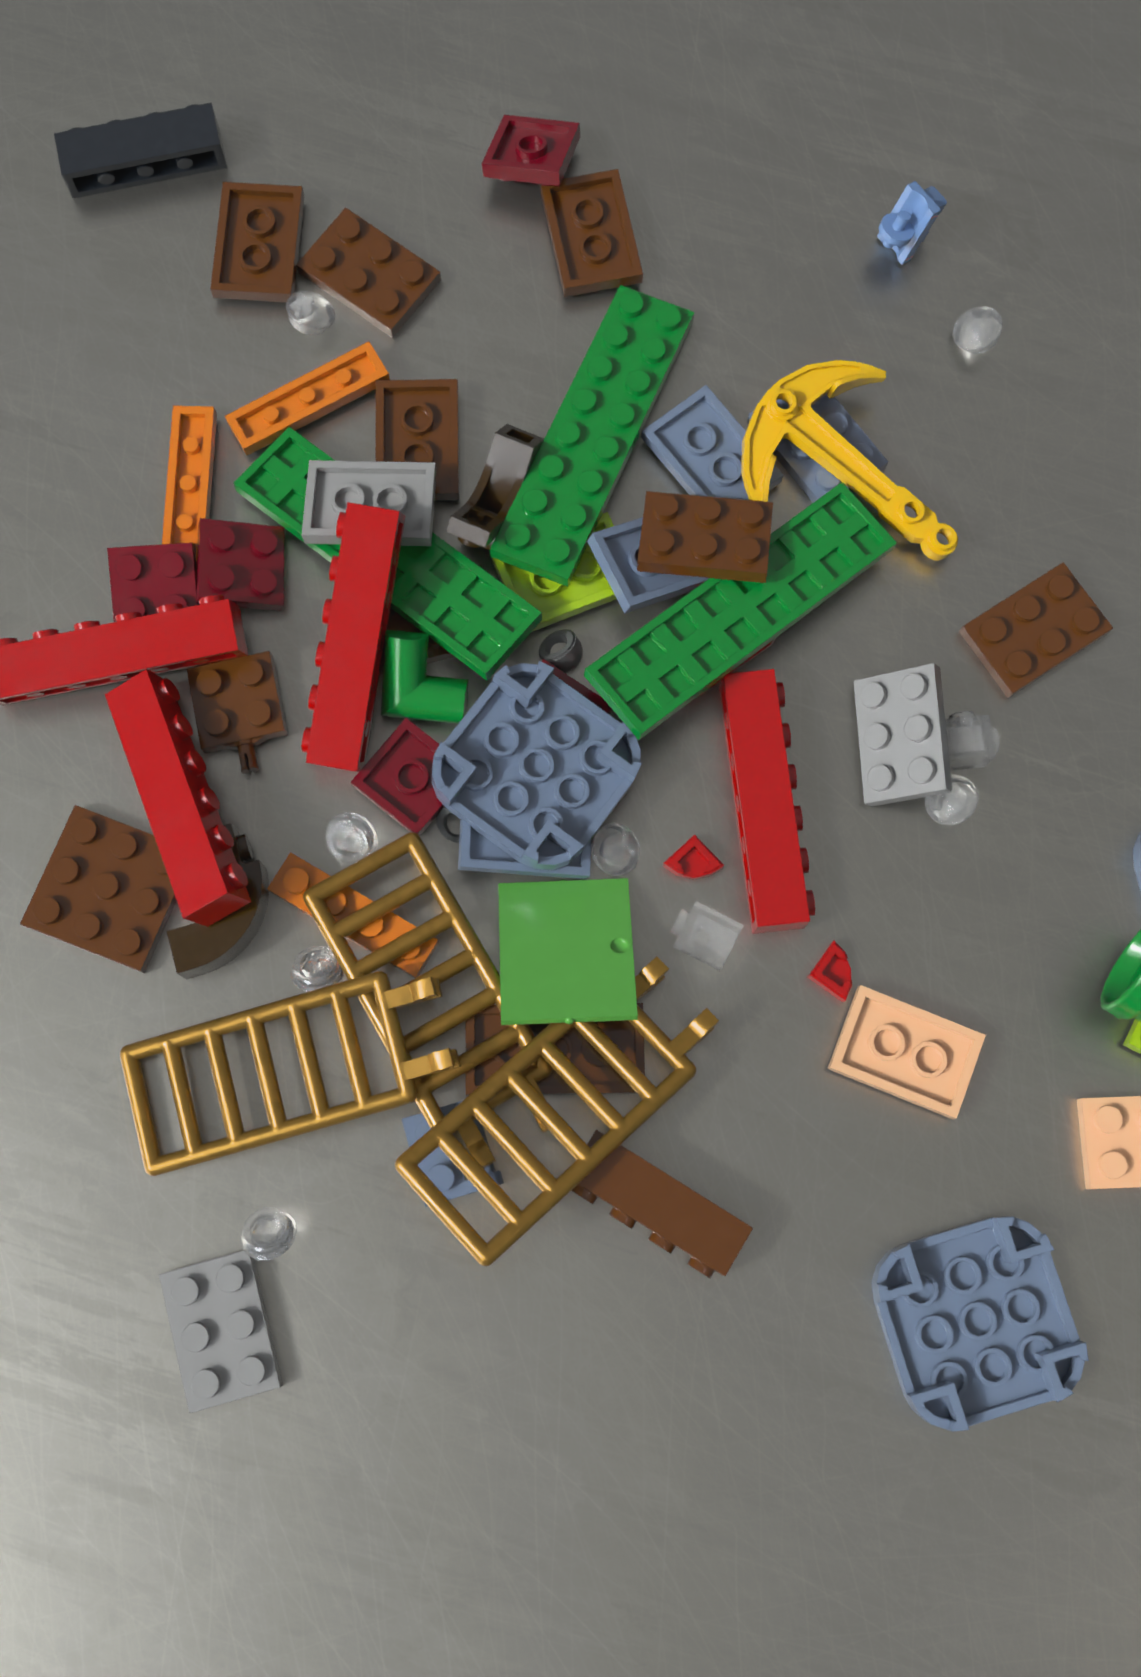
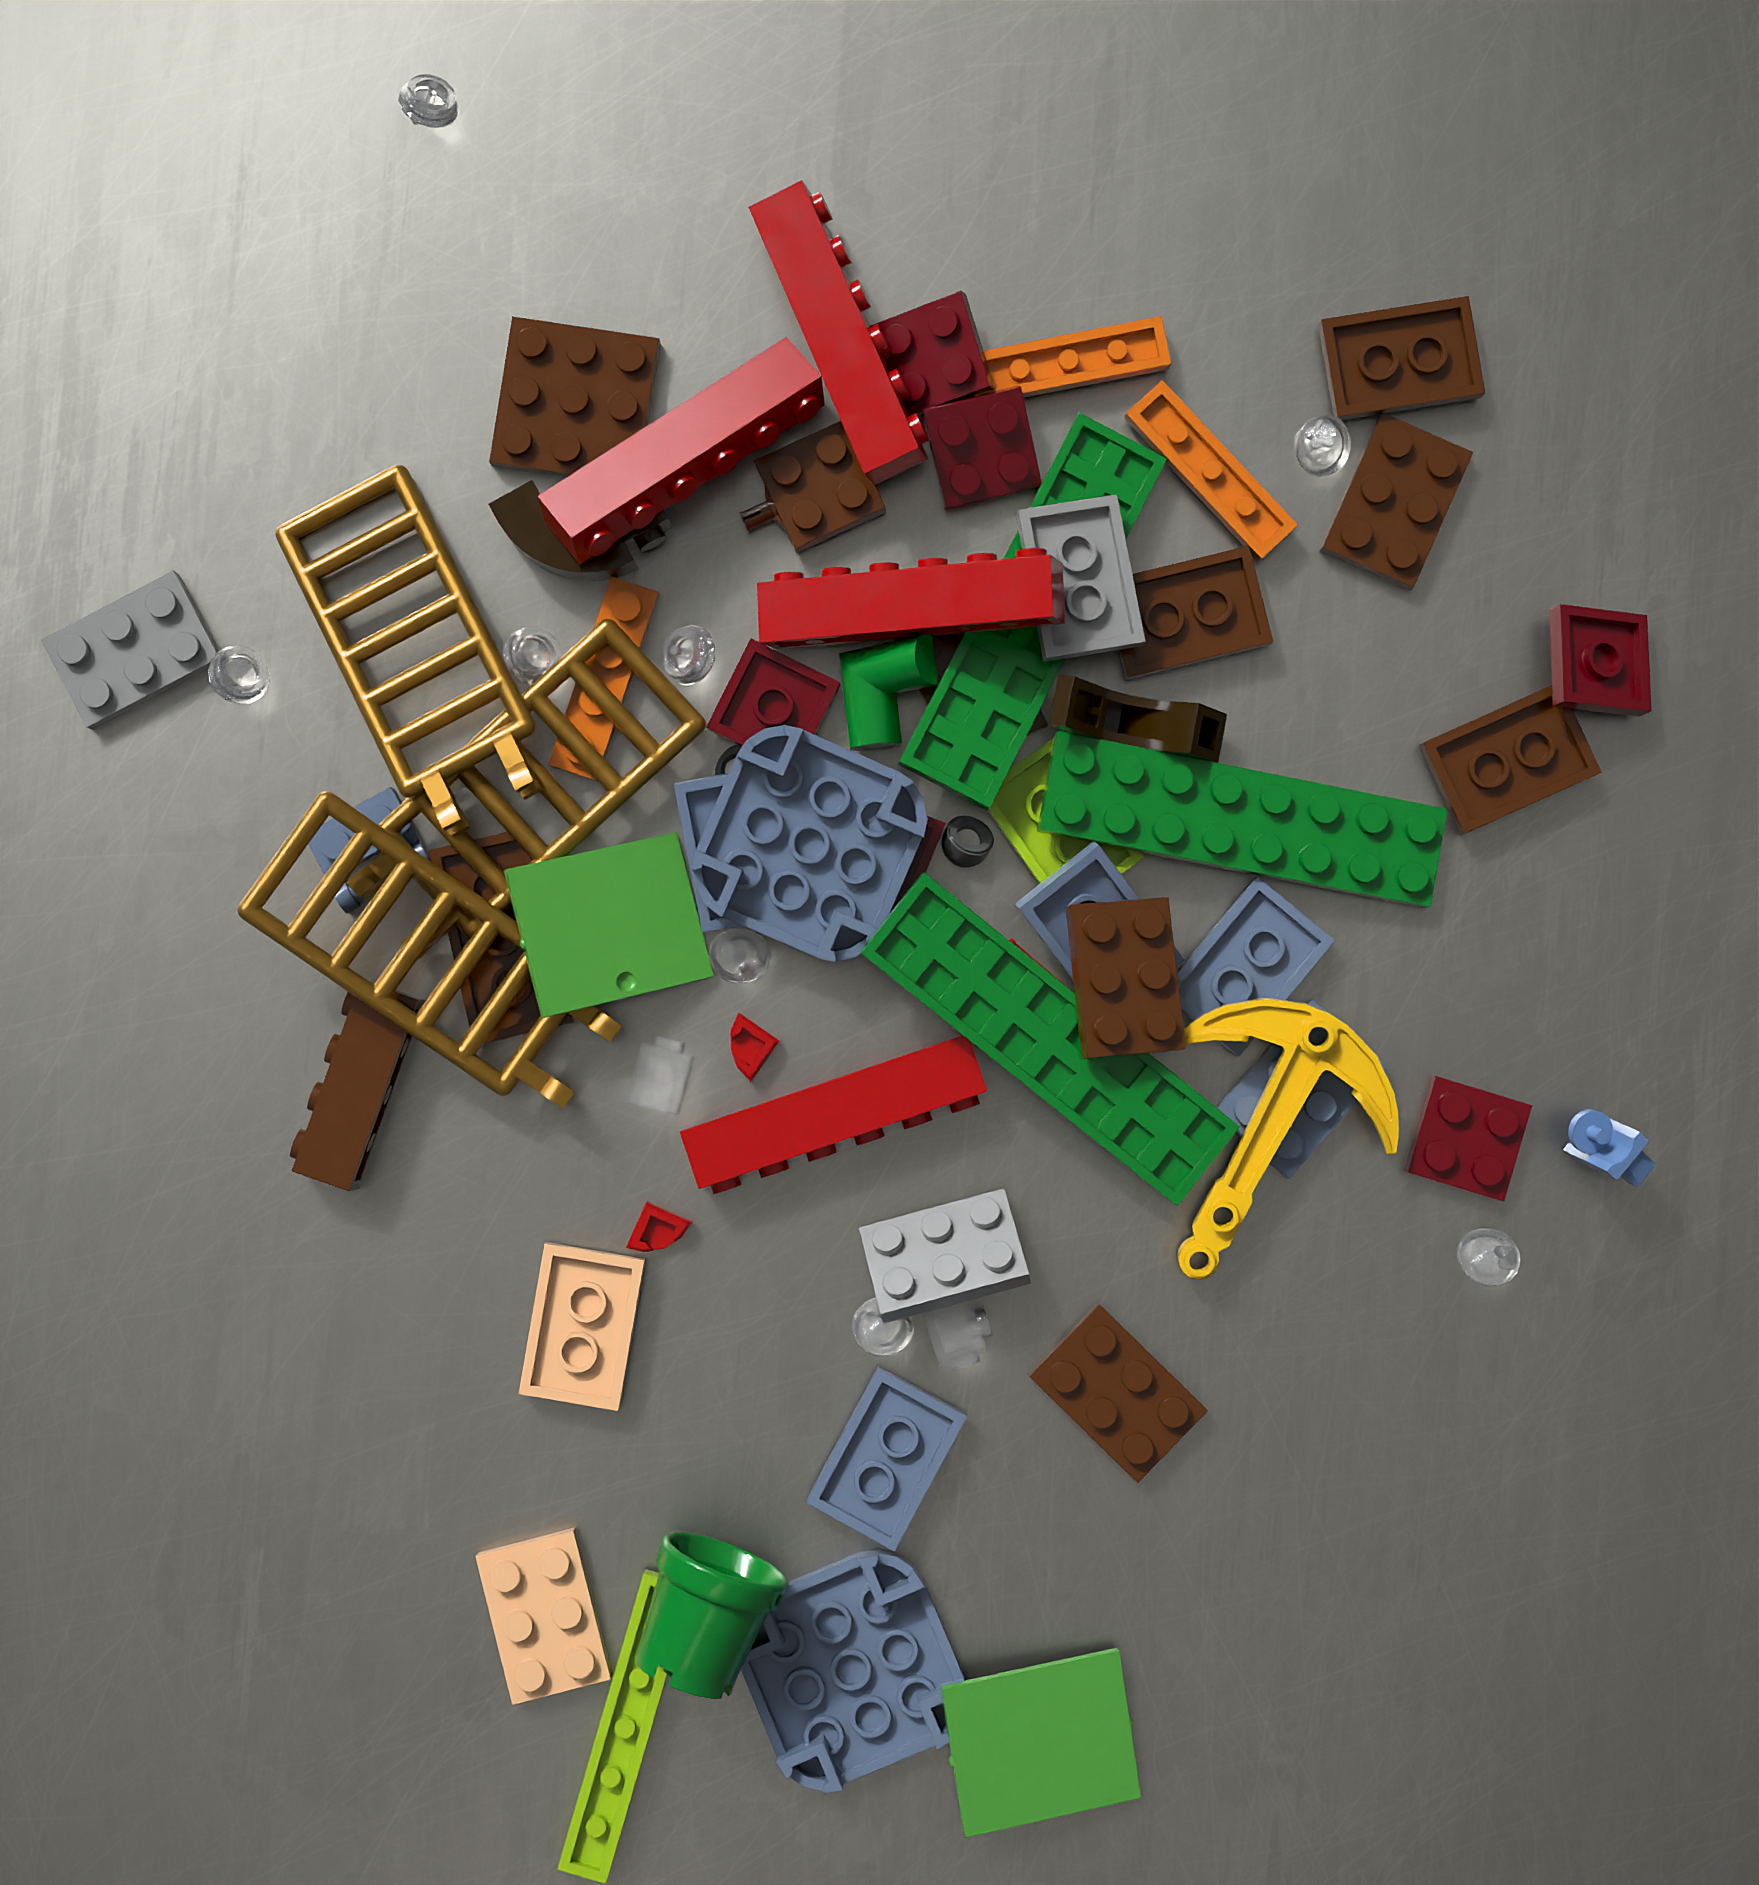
camera: 85 degrees right, 10 degrees up
(140, 150) = (1490, 185): black brick -> none
(880, 327) = (1468, 1138): none -> dark red plate
(977, 1322) = (309, 1455): sand blue tile -> none
(1061, 822) = (886, 1458): none -> sand blue plate

